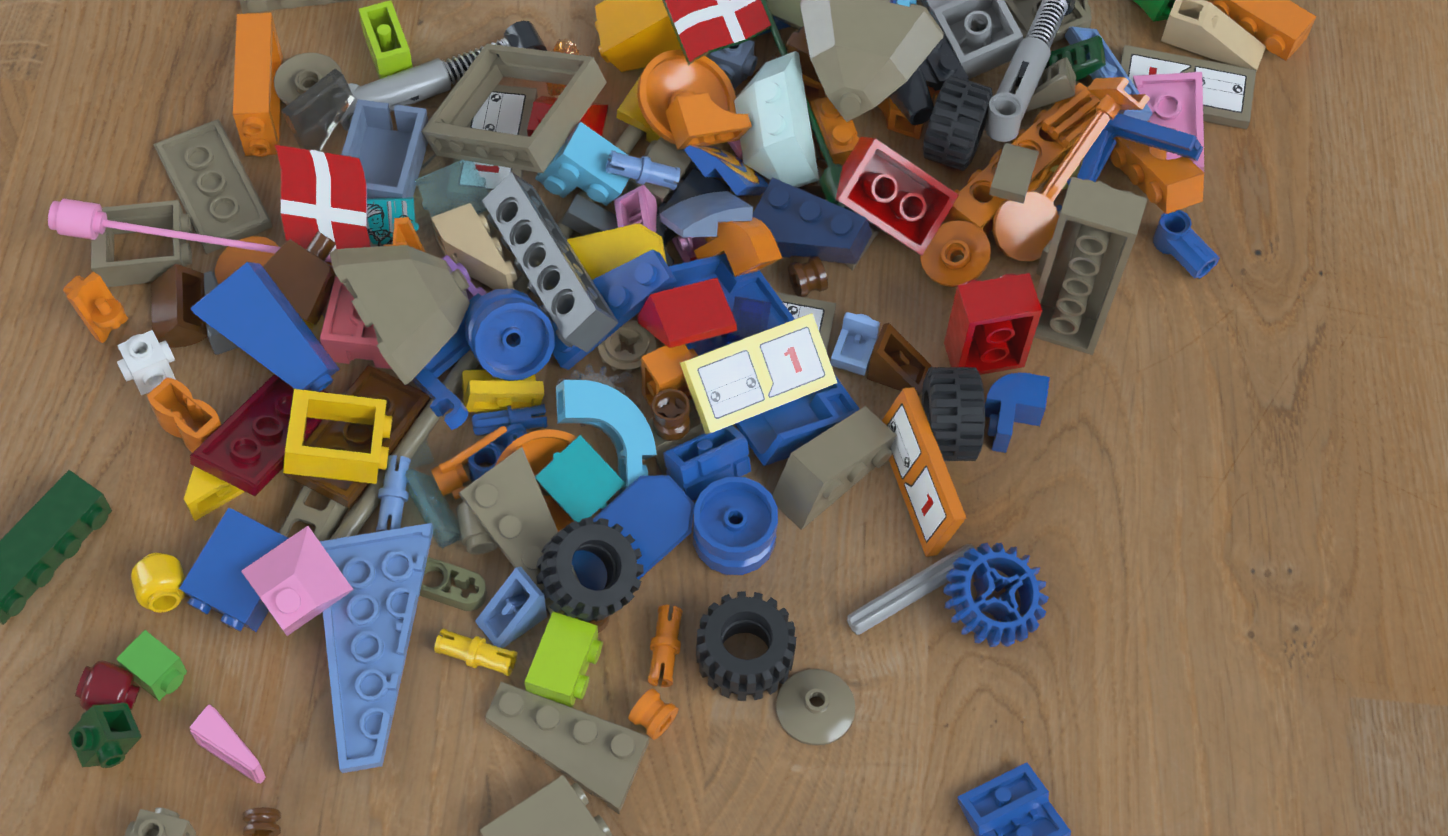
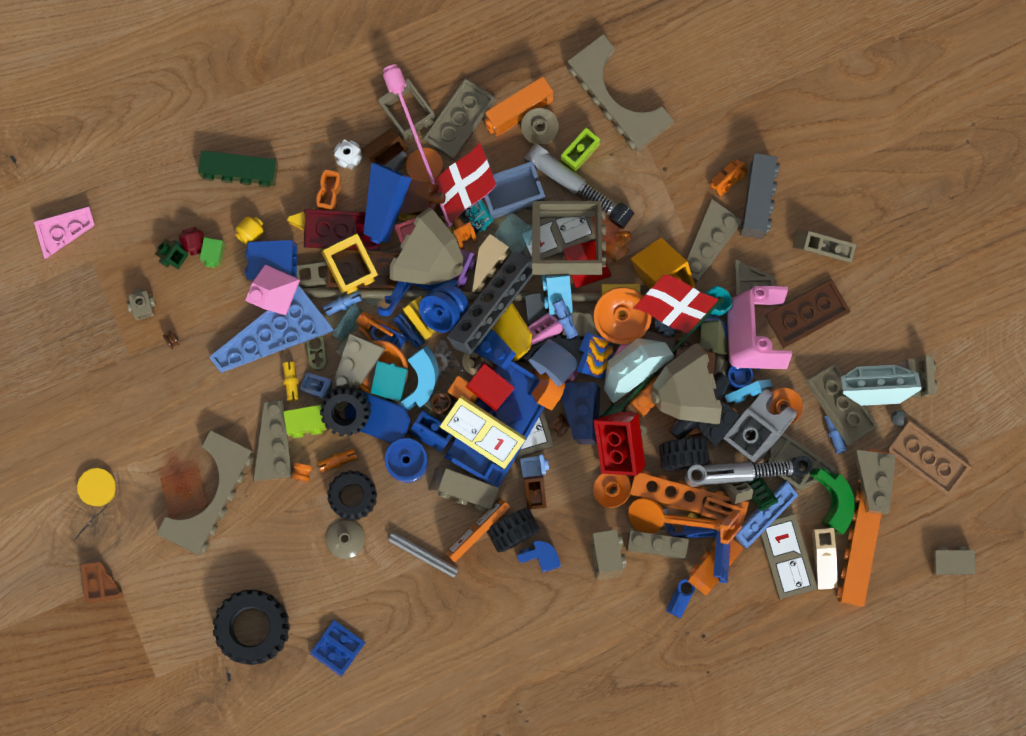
camera: 70 degrees right, 20 degrees up
(95, 305) = (360, 114): orange hips -> none
(218, 738) = (196, 301): bright pink slope -> none
(318, 110) = (516, 146): clear smoke wing -> none
(701, 122) = (607, 329): orange arch -> none
(993, 323) = (568, 525): red brick -> none
(1013, 173) = (665, 496): dark tan slope -> none
(1013, 624) = (443, 577): blue gear -> none
(1175, 104) = (757, 561): bright pink wing -> none

